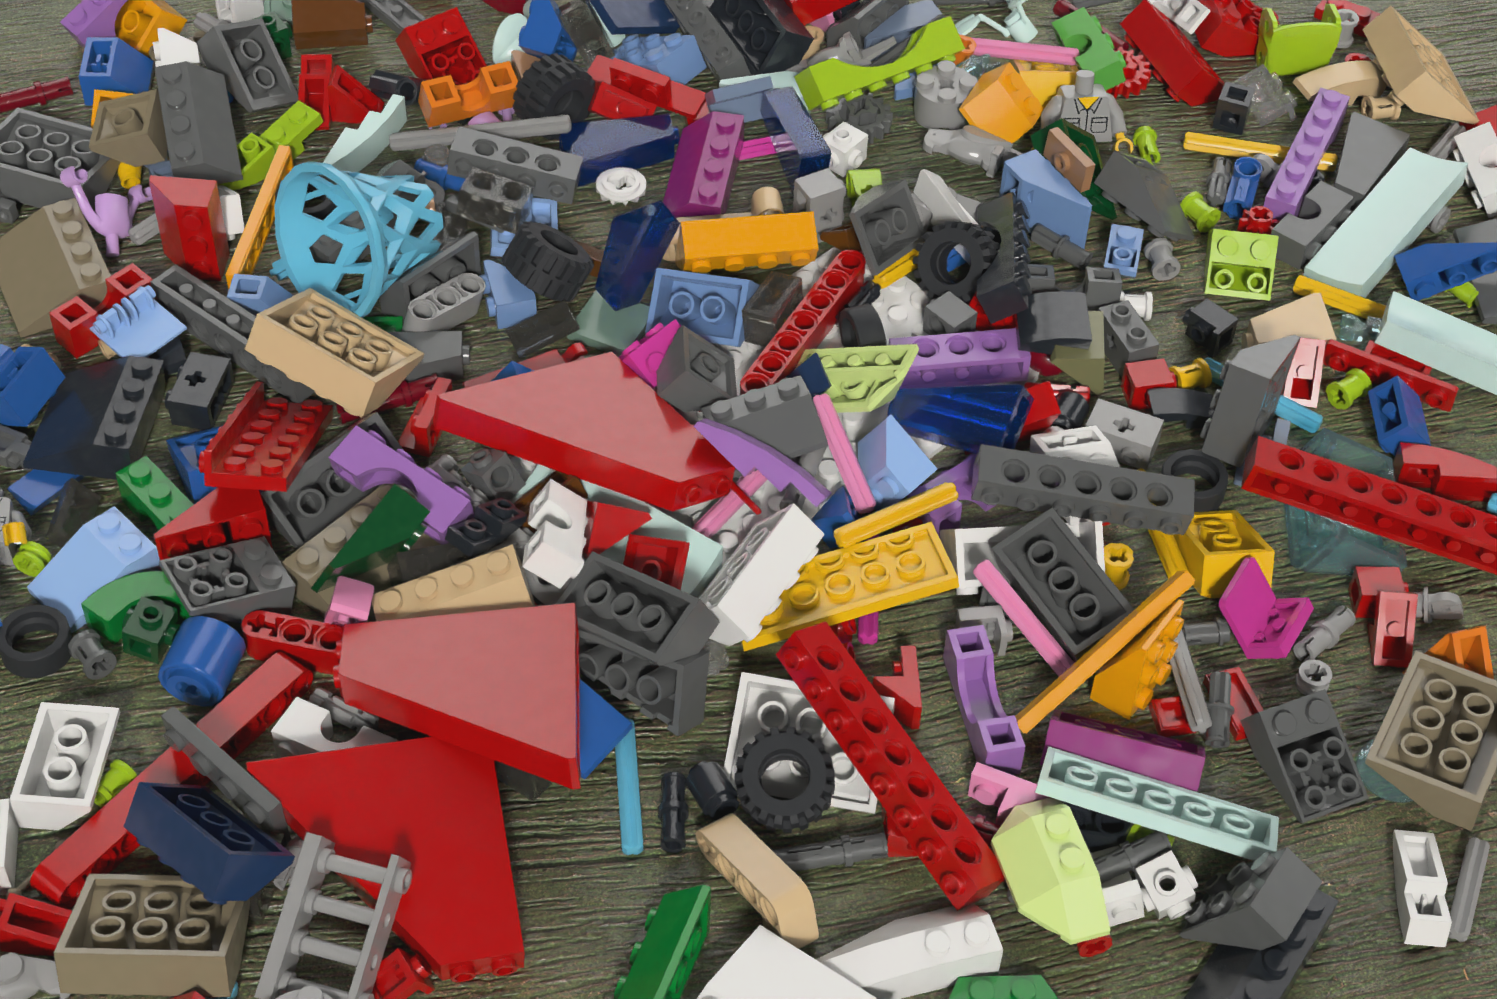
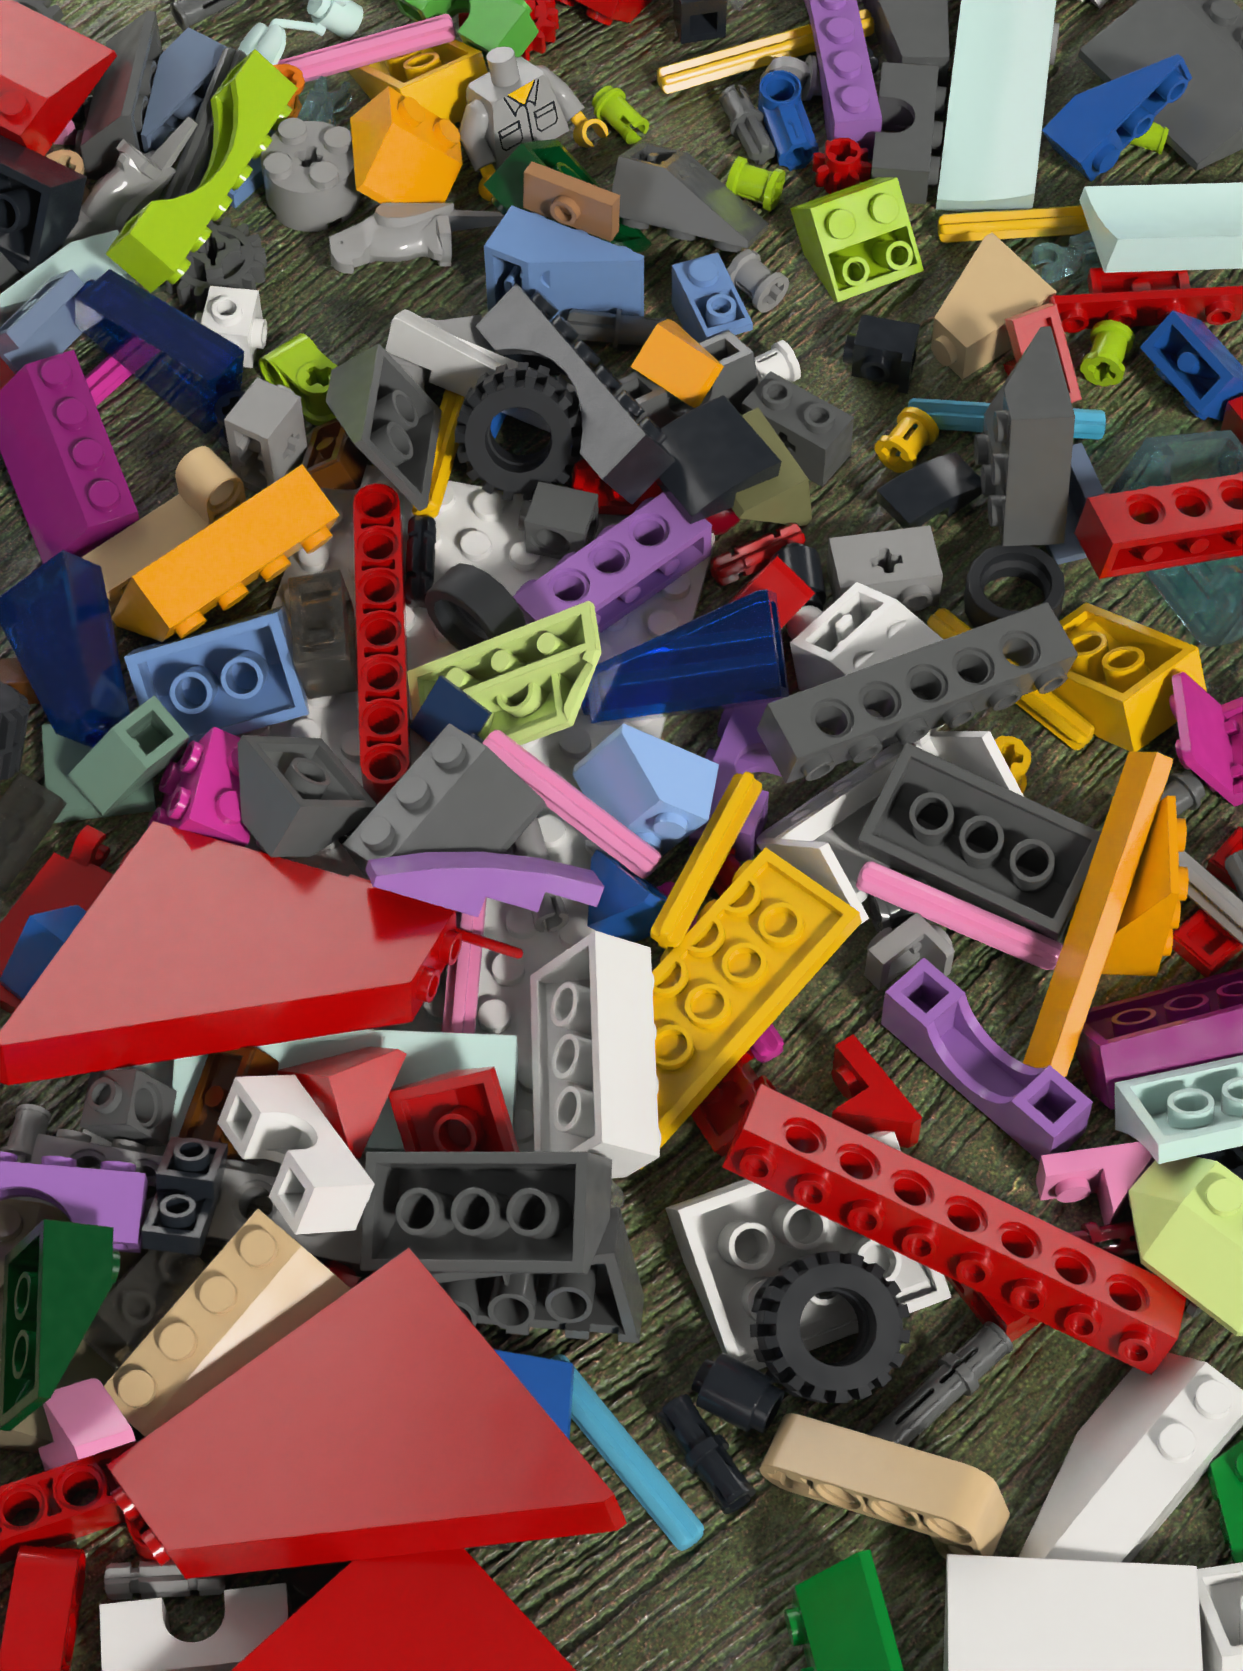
camera: 30 degrees left, 10 degrees up
(625, 317) = (129, 756): none -> sand green slope
(1072, 266) = (677, 363): none -> light orange slope
(1142, 376) = (857, 475): brick -> none

